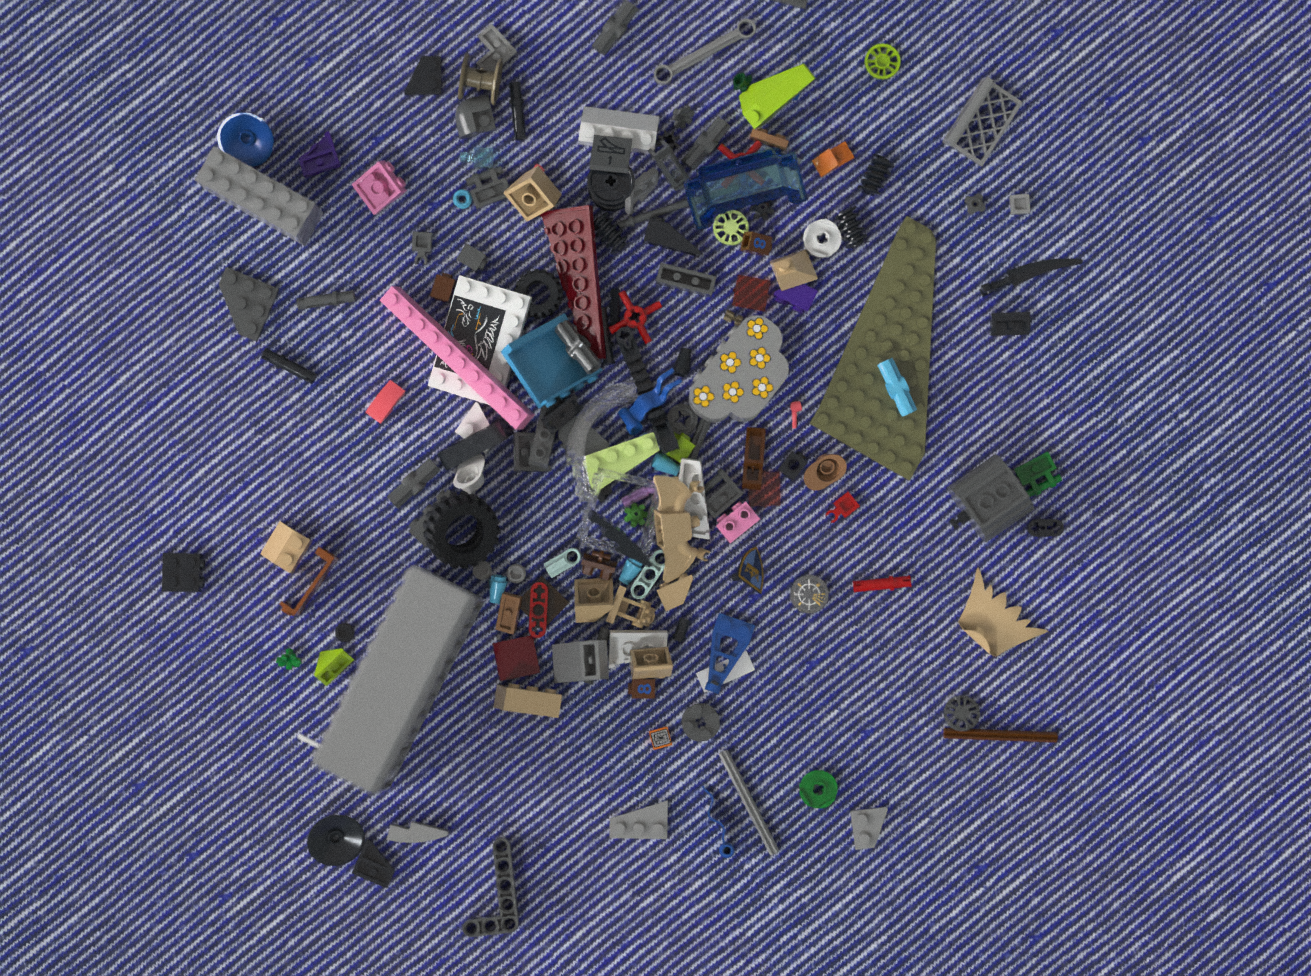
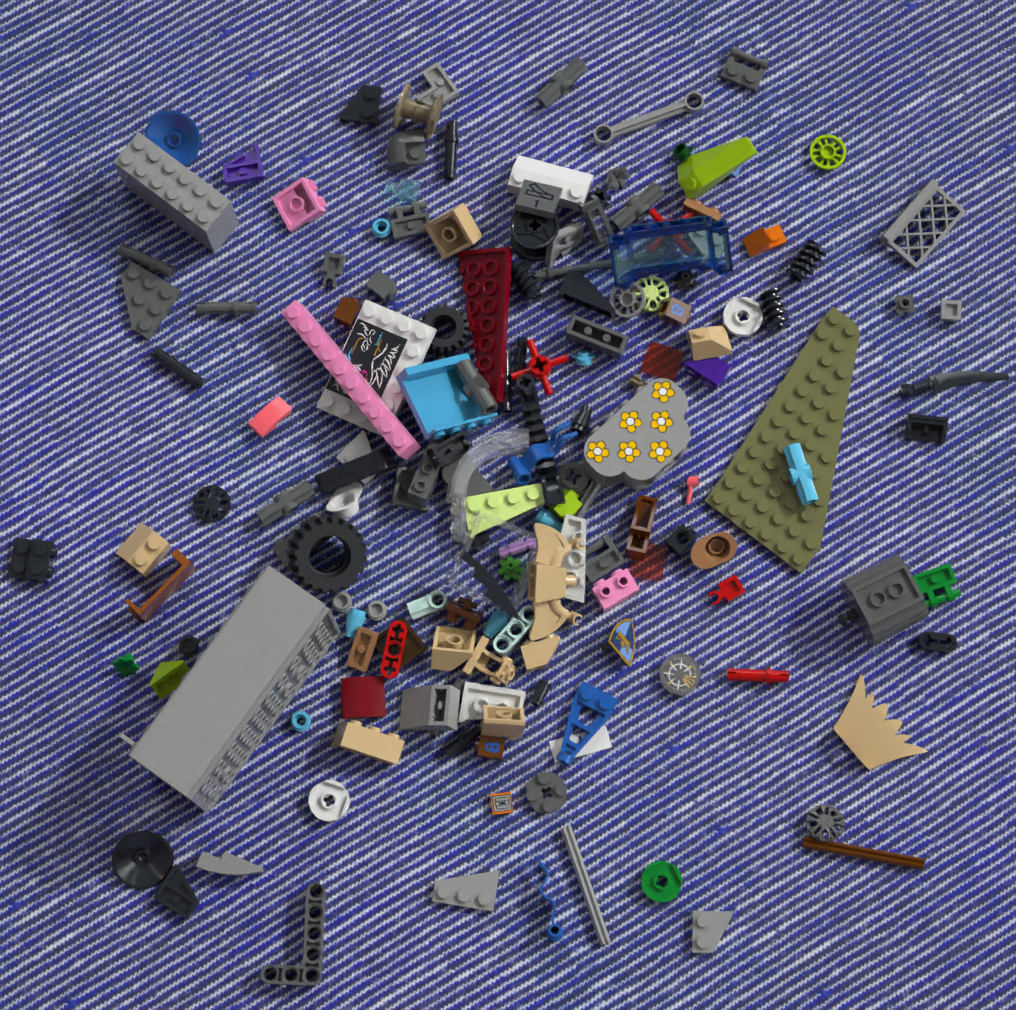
camera: 10 degrees right, 10 degrees down
(248, 266) = (154, 264): none -> dark grey pin
(343, 493) = (211, 503): none -> black wheel
(456, 684) = (300, 714): none -> medium azure plate
(493, 750) = (324, 790): none -> white plate
(615, 685) = (462, 741): none -> black axle
(675, 301) = (583, 357): none -> medium azure plate
(709, 238) = (628, 299): none -> light grey wheel

